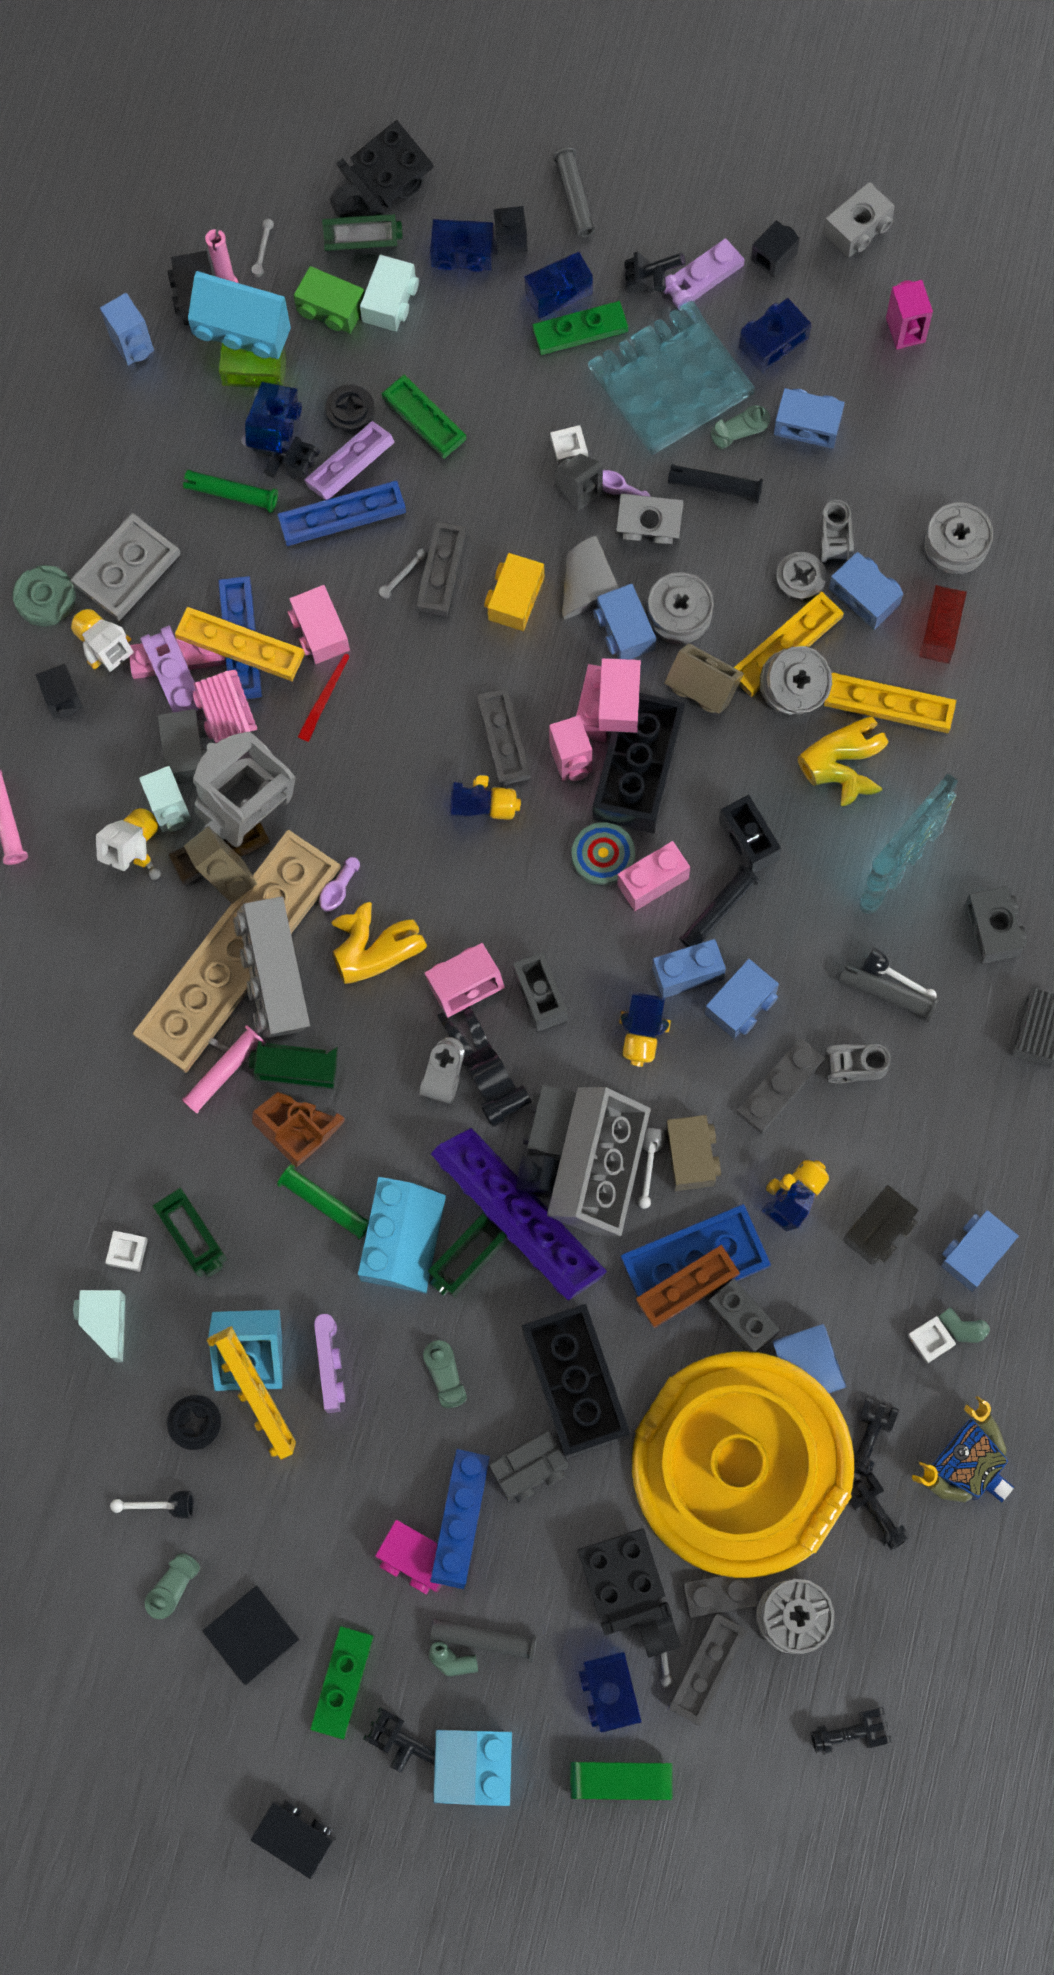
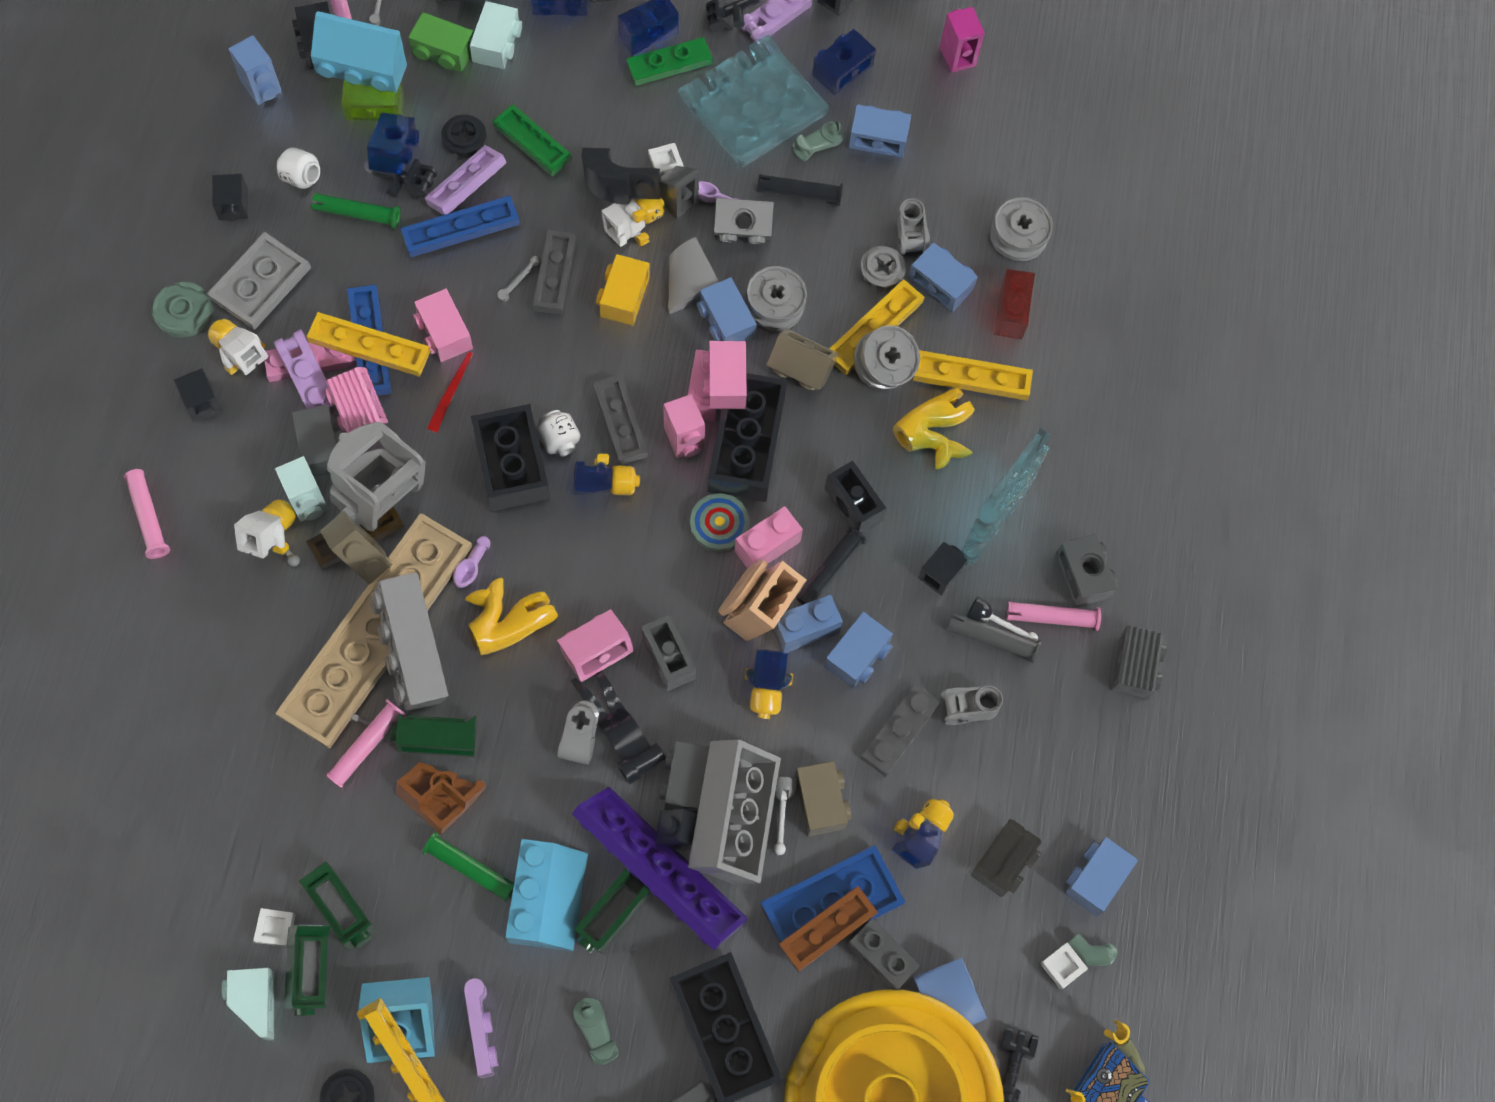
camera: 15 degrees left, 5 degrees down
(97, 472) = (230, 196): none -> black brick
(157, 1293) = (306, 968): none -> dark green window
(170, 441) = (298, 168): none -> white head
(384, 774) = (510, 457): none -> black brick
(436, 749) = (558, 433): none -> white head
(514, 472) = (617, 182): none -> black arch
(525, 509) = (628, 220): none -> white piece
(639, 939) = (760, 598): none -> light nougat brick
(839, 915) = (943, 568): none -> black brick
(955, 971) = (1054, 615): none -> bright pink pin

